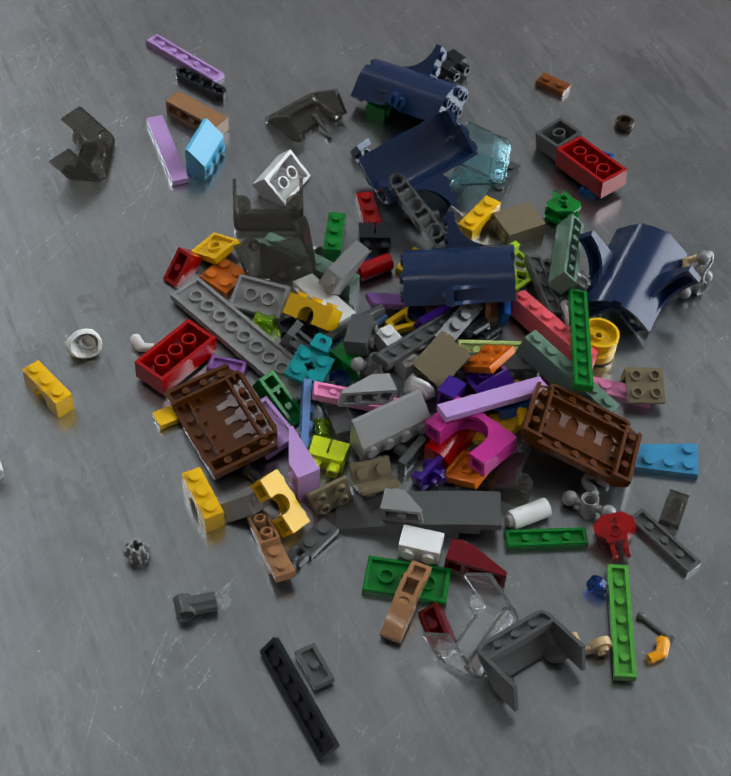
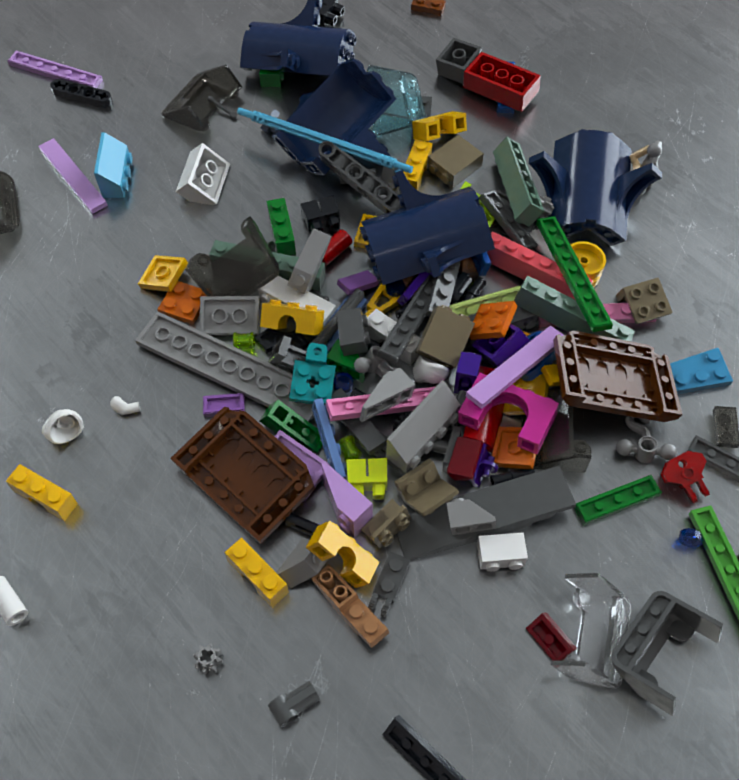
camera: 15 degrees left, 10 degrees up
(165, 417) = (180, 485): yellow tile -> none
(175, 356) = (167, 412): red brick -> none
(182, 266) = (136, 304): red slope -> none
(193, 112) = (87, 127): medium nougat brick -> none
(266, 219) = (206, 224): clear smoke windscreen -> none
(314, 666) = (447, 733): dark grey plate -> none
(368, 208) = (301, 184): red plate -> none
(385, 574) = (501, 595): green tile -> none
(390, 167) = (318, 138): none -> medium azure axle
(405, 601) = (512, 624): medium nougat slope -> none
(417, 463) = (464, 459): none -> dark red slope
(468, 559) = (556, 552): dark red slope -> none
(510, 189) = (431, 127): none -> yellow arch
(528, 513) = (592, 478): white brick -> none
(561, 207) = (490, 130): green hinge -> none
(598, 646) = (722, 607): tan plate -> none
(624, 122) = (510, 26): dark brown piece -> none

